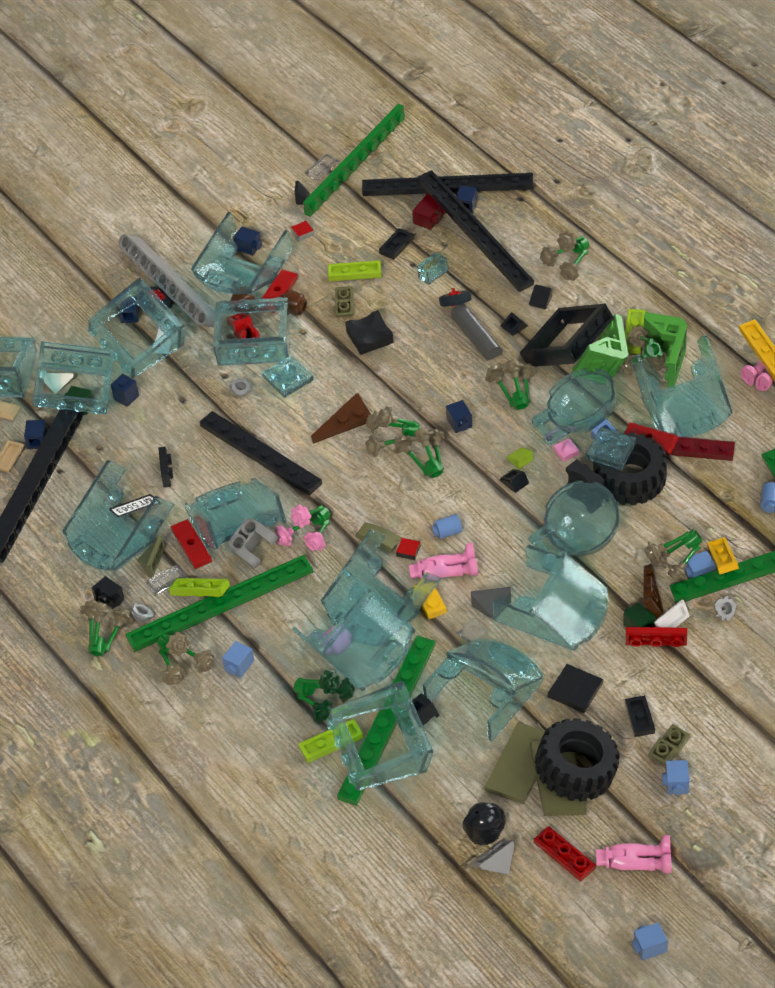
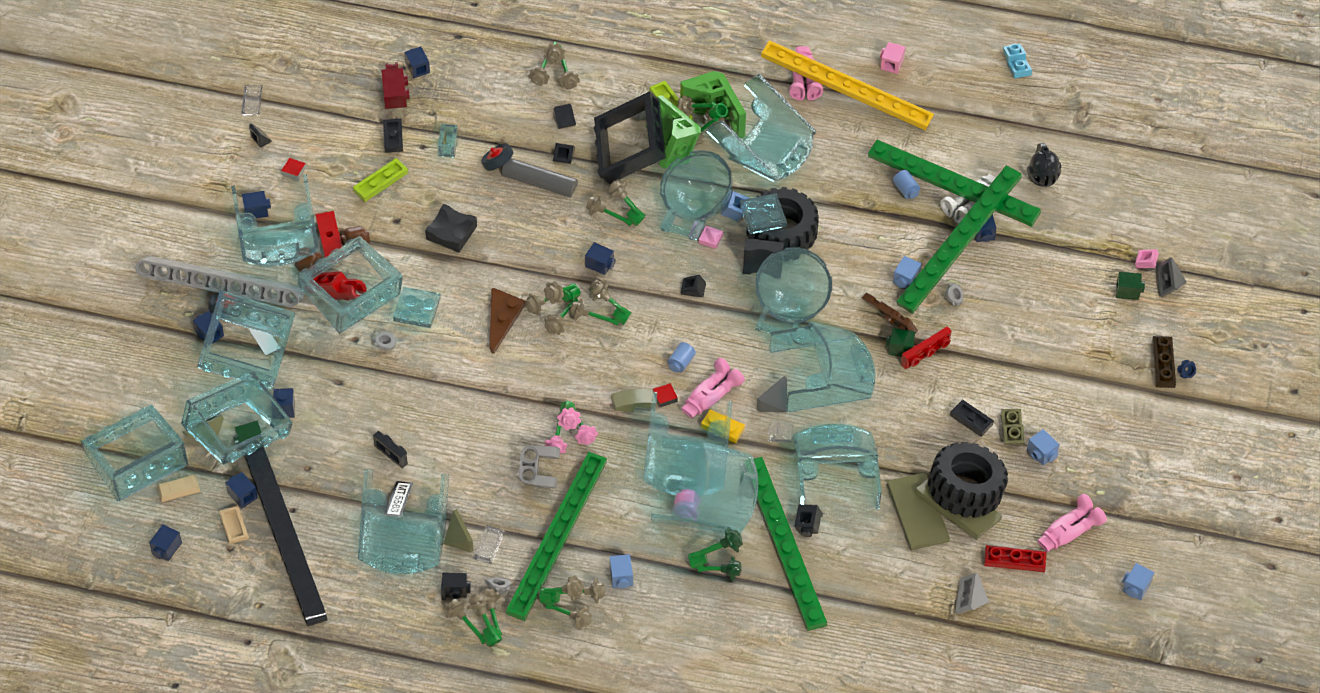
camera: 45 degrees left, 5 degrees up
(191, 544) = (472, 498): red tile -> none
(199, 587) = (530, 532): lime plate -> none
(224, 510) = (492, 447): clear light blue windscreen -> none
(261, 453) = (457, 388): black plate -> none
(324, 743) = (760, 588): lime plate -> none
(344, 301) = (397, 213): olive slope -> none
(353, 160) = (279, 82): green plate -> none
(401, 767) = (822, 537): clear light blue windscreen -> none
(475, 231) = (456, 86): black plate -> none
(484, 823) = (941, 574): black helmet -> none
(486, 182) = (388, 54): black plate -> none
(520, 457) = (680, 264): lime slope -> none
(575, 688) = (902, 426): black tile -> none
(658, 554) = (874, 279): plant -> none
(665, 439) = (756, 188): red tile -> none
(673, 616) = (923, 325): white tile -> none
(704, 448) = (812, 175): dark red plate -> none
(722, 555) = (919, 252): yellow tile -> none

